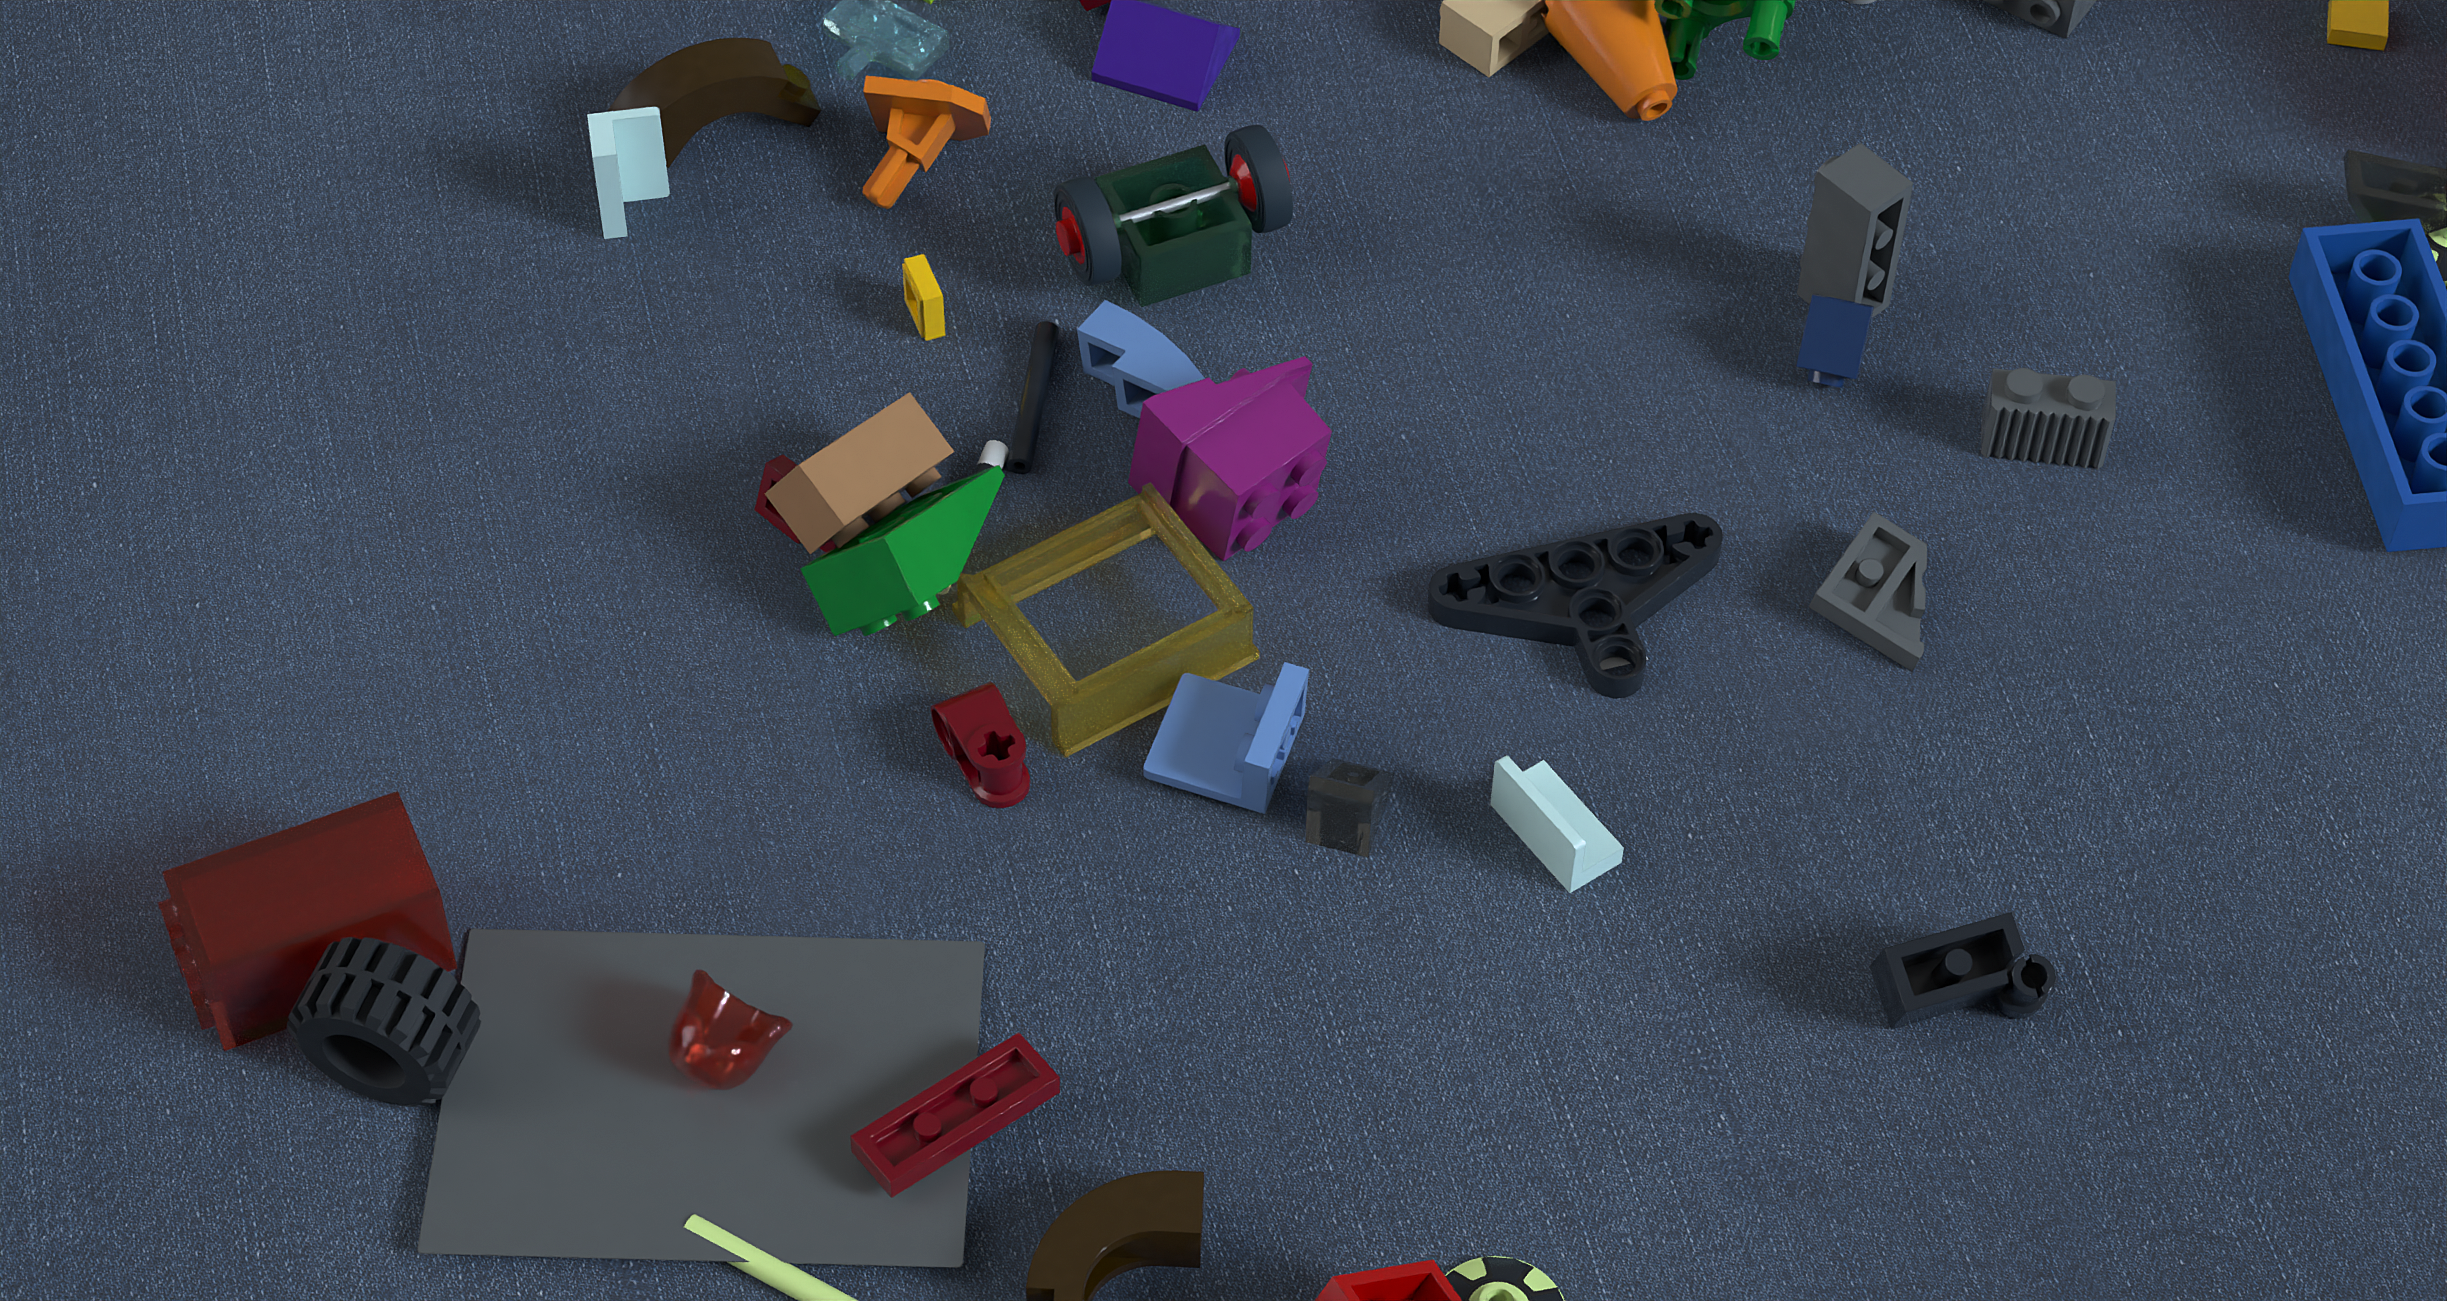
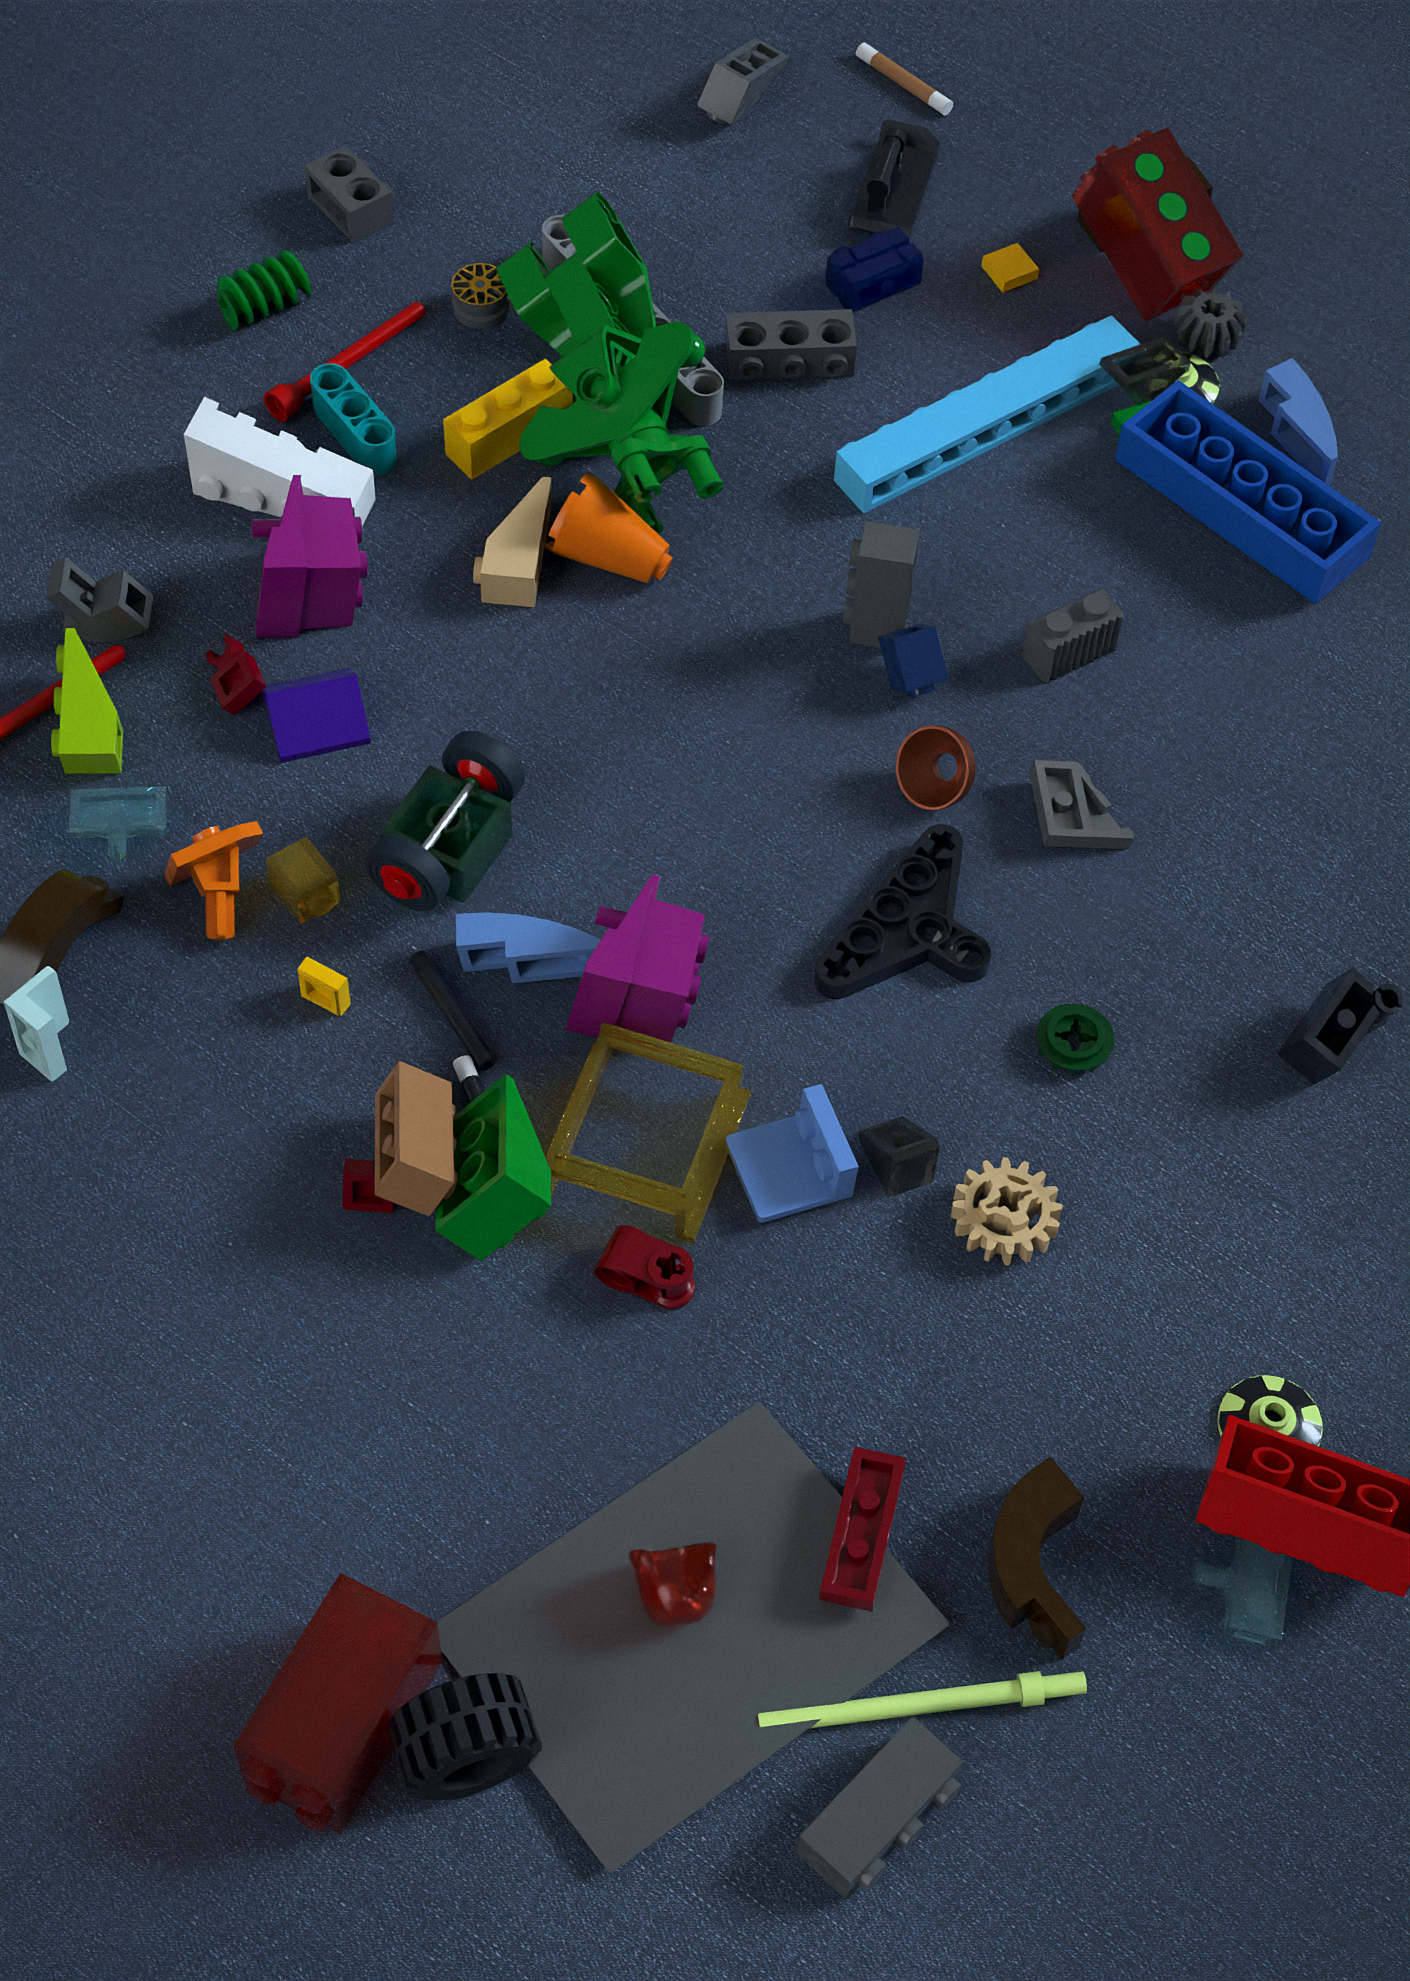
camera: 40 degrees left, 5 degrees up
(998, 191) = (303, 880): none -> clear yellow brick
(1405, 924) = (1004, 1214): none -> tan gear
(1553, 823) = (1026, 1085): light aqua panel -> none
(1651, 790) = (1093, 1031): none -> dark green gear
(1744, 451) = (919, 772): none -> copper piece
(2160, 145) = (979, 416): none -> medium azure brick

